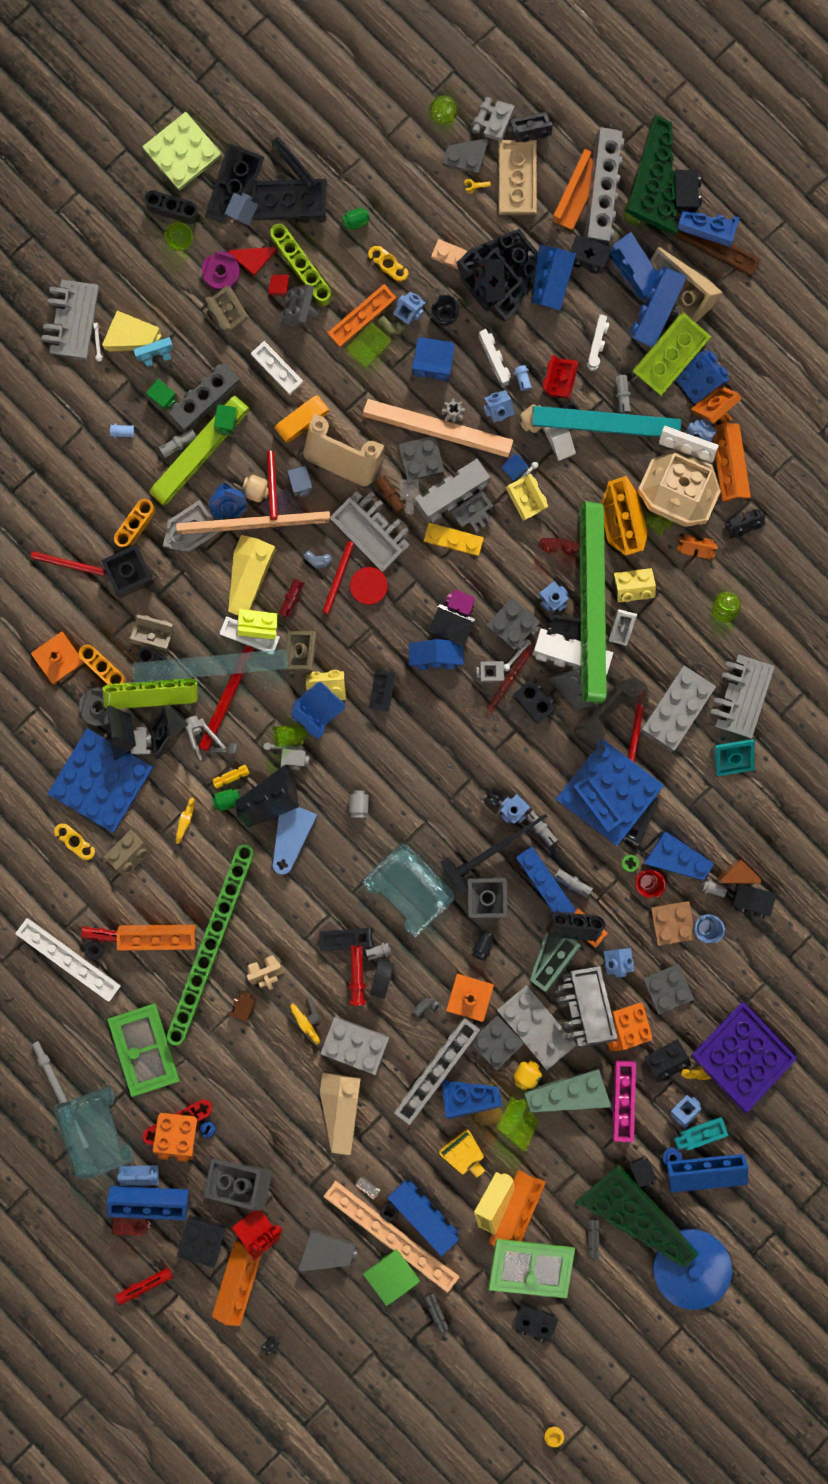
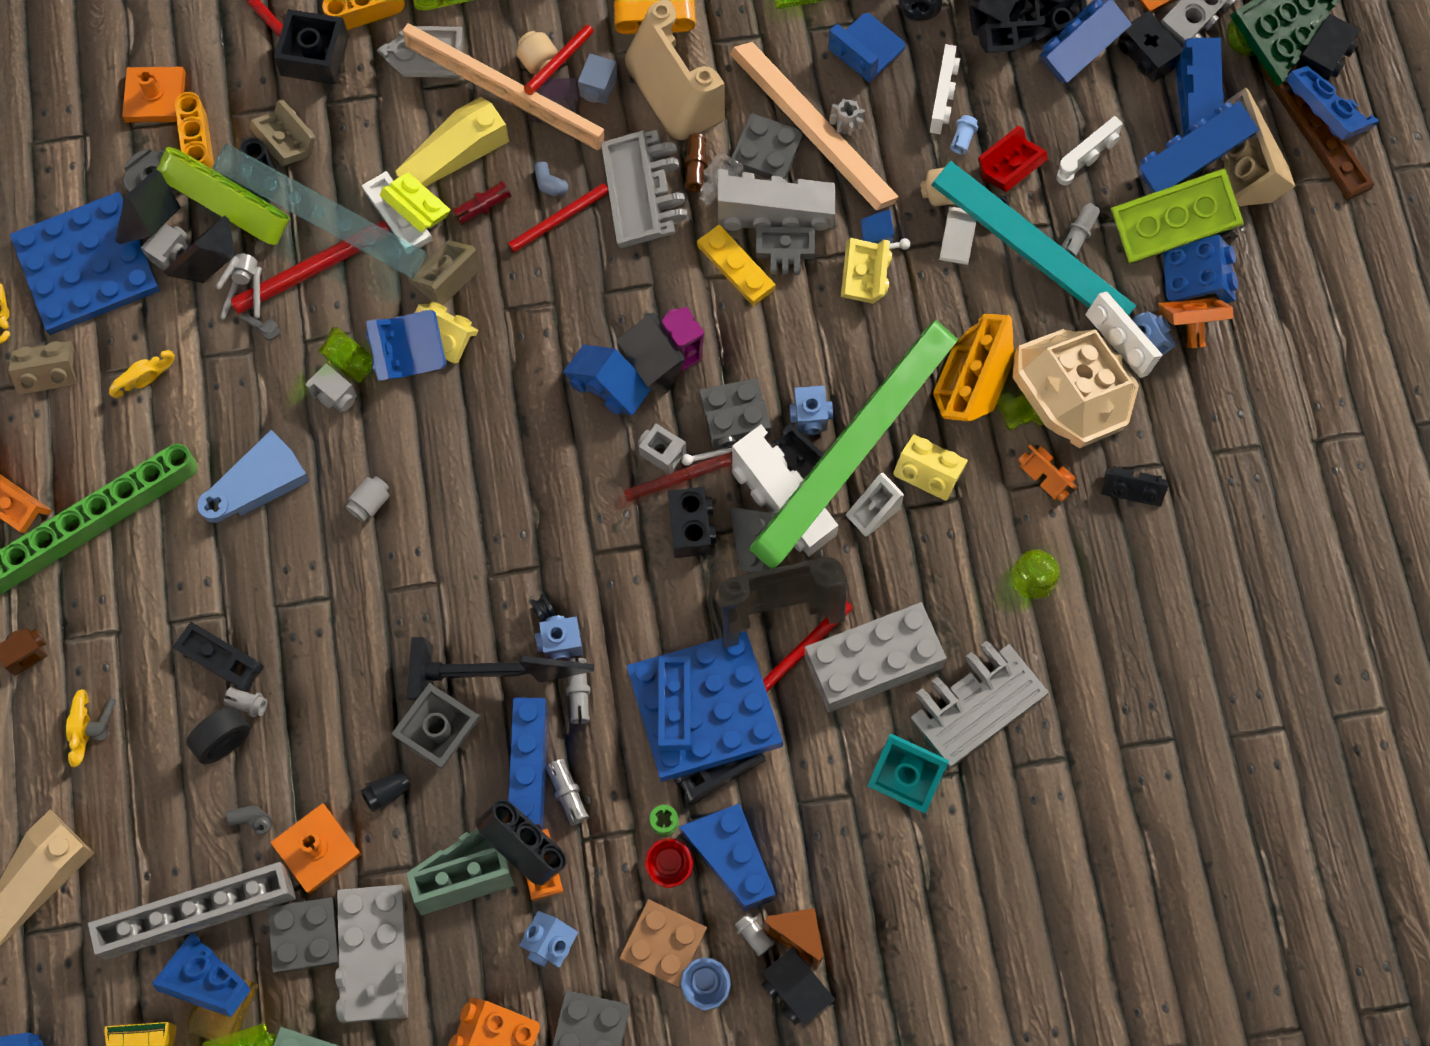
camera: 40 degrees right, 15 degrees down
(225, 799) = (211, 382): green brick -> none
(227, 502) = (489, 43): blue tile -> none
(230, 776) = (240, 361): yellow axle -> none
(267, 746) = (315, 357): light grey hinge -> none
(267, 975) = (80, 629): tan hips -> none
(268, 799) = (260, 411): black wedge -> none
(355, 1045) = (116, 800): light grey piece -> none
(357, 985) = (183, 723): red pin -> none
(368, 586) = (588, 250): red tile -> none
(382, 690) = (508, 384): black hinge -> none
(410, 888) = (350, 644): clear light blue windscreen -> none
(498, 406) = (916, 144): medium blue brick -> none
(527, 1075) = (308, 1009): yellow head -> none
(551, 545) = (860, 349): clear red slope -> none
(590, 1005) = (460, 968): hinge -> none
(731, 462) = (1168, 398): orange panel -> none

